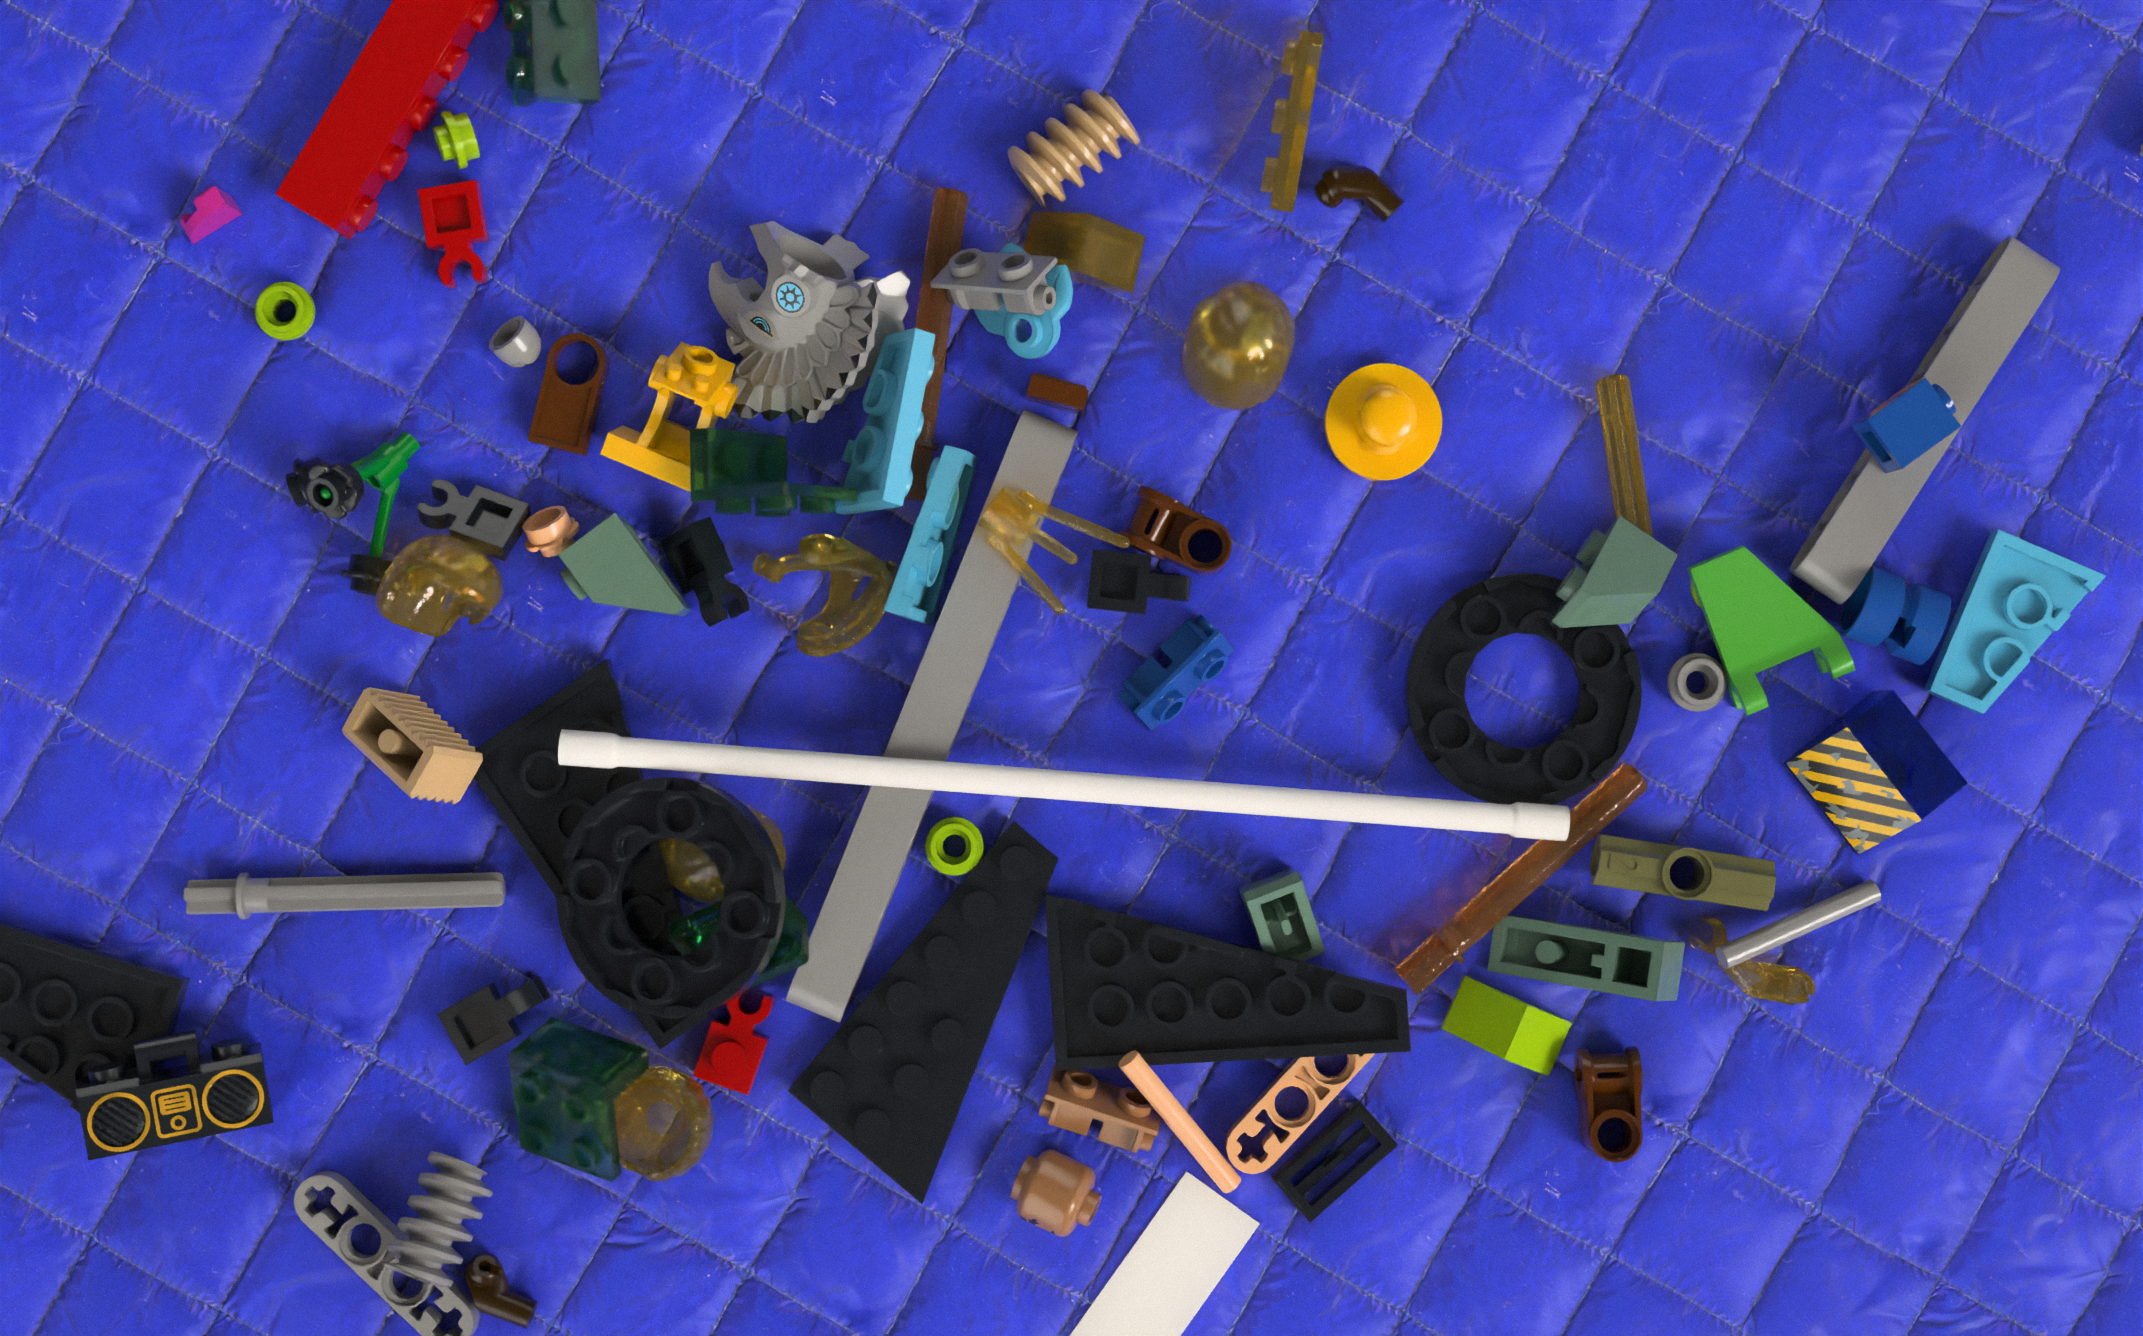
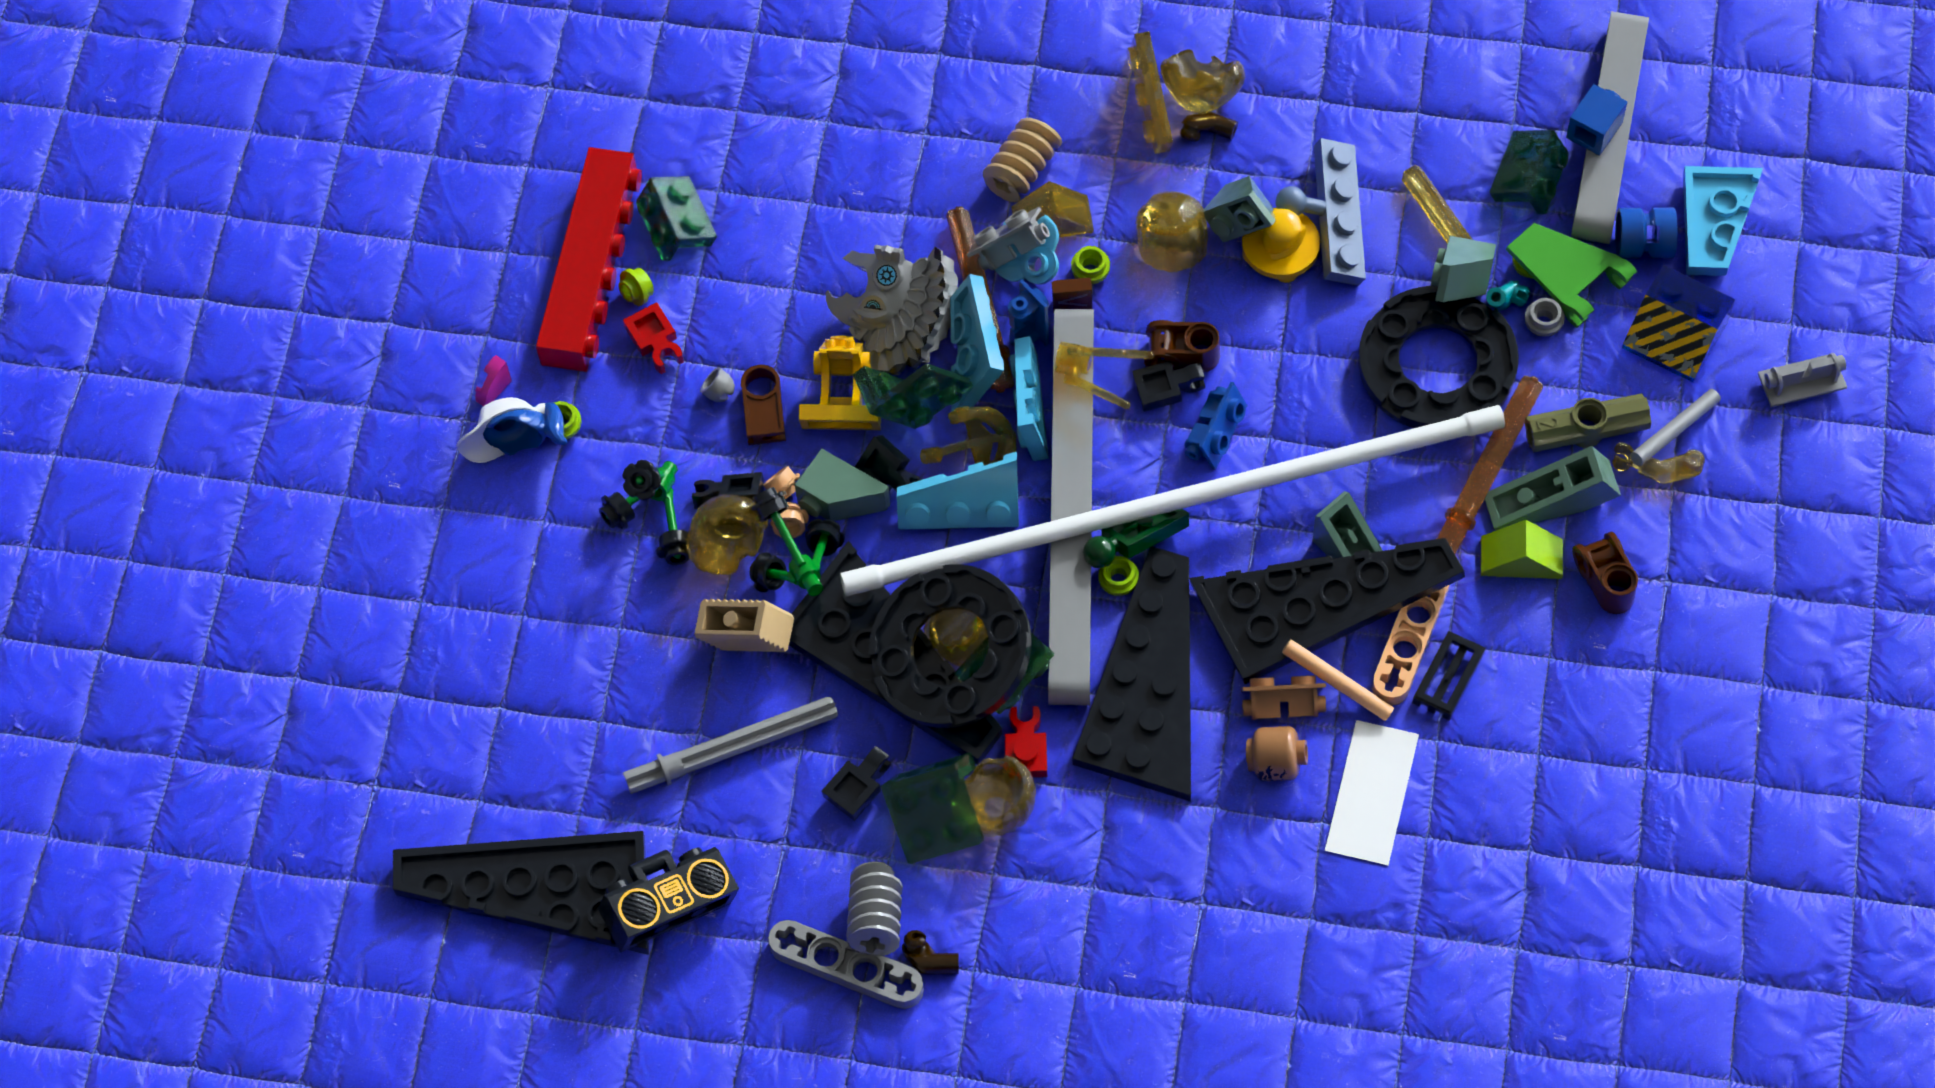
camera: 15 degrees left, 25 degrees down
(209, 299) = (511, 426): none -> blue hair
(487, 660) = (821, 538): none -> plant
(540, 588) = (794, 520): none -> light nougat plate
(797, 666) = (968, 499): none -> medium azure wing
(976, 418) = (1029, 315): none -> blue hinge
(987, 815) = (1133, 537): none -> dark green plate
(1109, 334) = (1094, 256): none -> lime plate
(1343, 363) = (1239, 210): none -> sand green slope
(1375, 124) = (1200, 85): none -> clear yellow piece
(1481, 402) = (1337, 210): none -> plate
(1649, 631) = (1506, 294): none -> teal arm
(1781, 443) = (1530, 169): none -> bracket
(2006, 916) = (1803, 379): none -> light grey hinge

